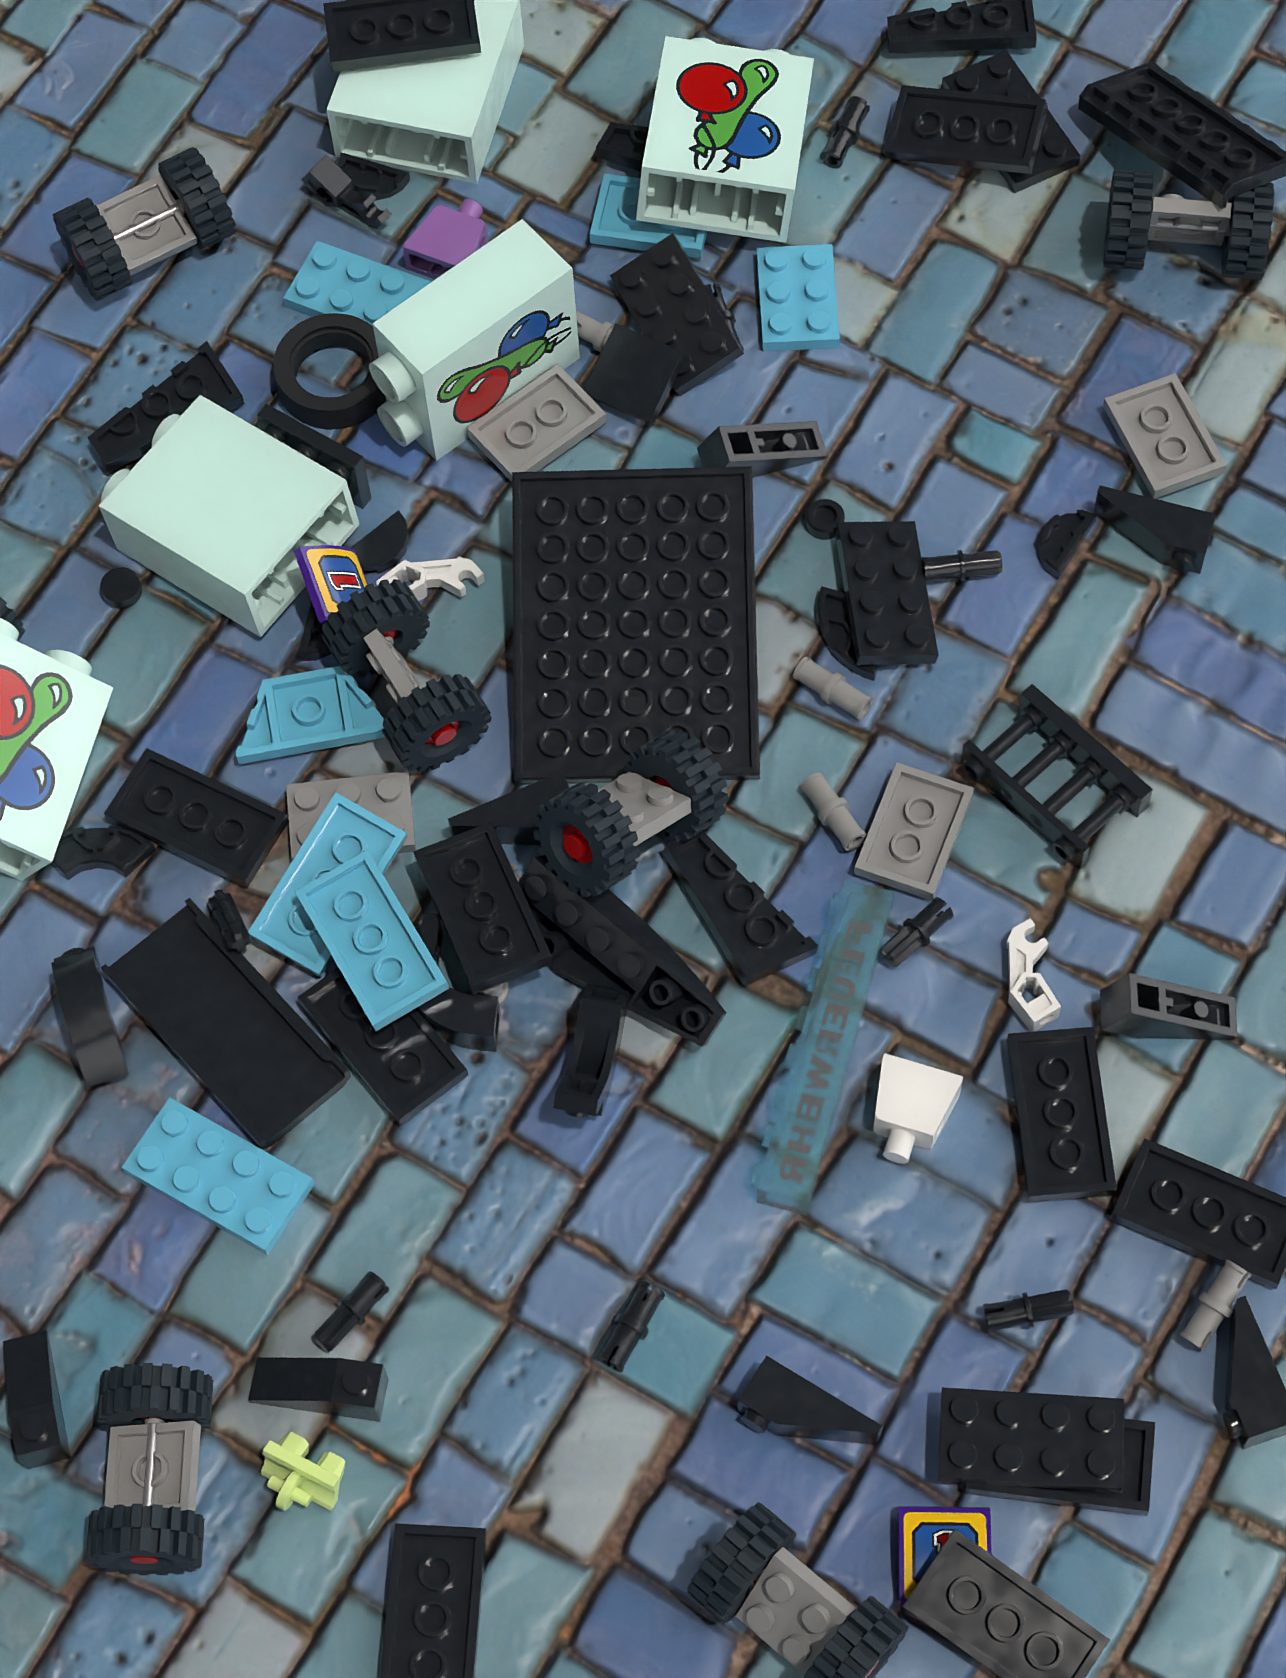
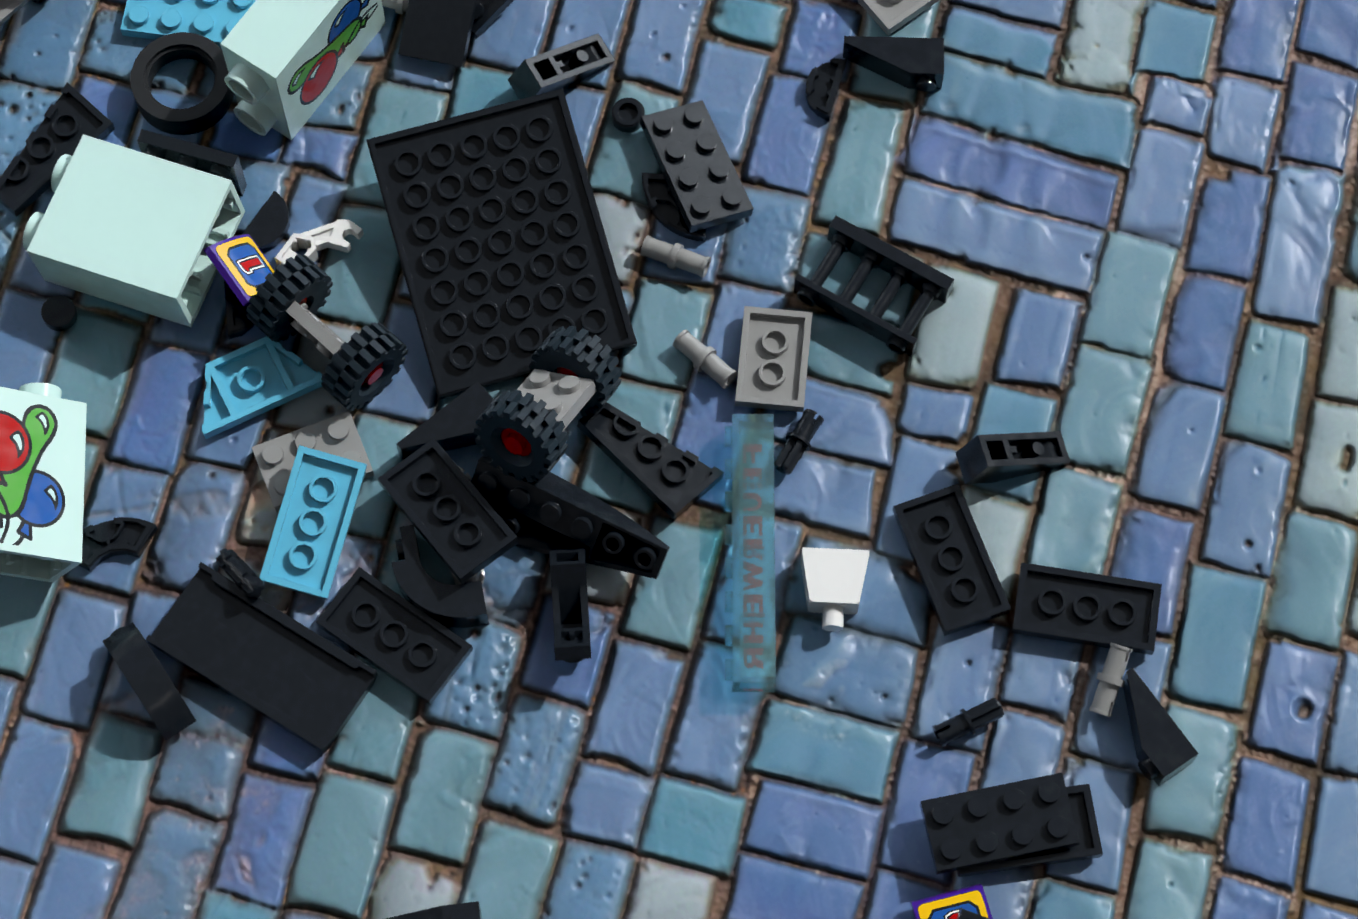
camera: 20 degrees left, 5 degrees up
(196, 817) = (185, 493): black plate -> none
(218, 1176) = (294, 784): medium azure plate -> none
(351, 1311) = (436, 864): black axle -> none
(372, 940) = (366, 560): medium azure plate -> none
(537, 423) = (368, 90): light grey plate -> none
(631, 1326) = (663, 817): black pin -> none
(797, 1408) = (810, 846): black slope -> none
(962, 565) = (751, 128): black axle -> none
(1021, 959) = (886, 444): white piece -> none

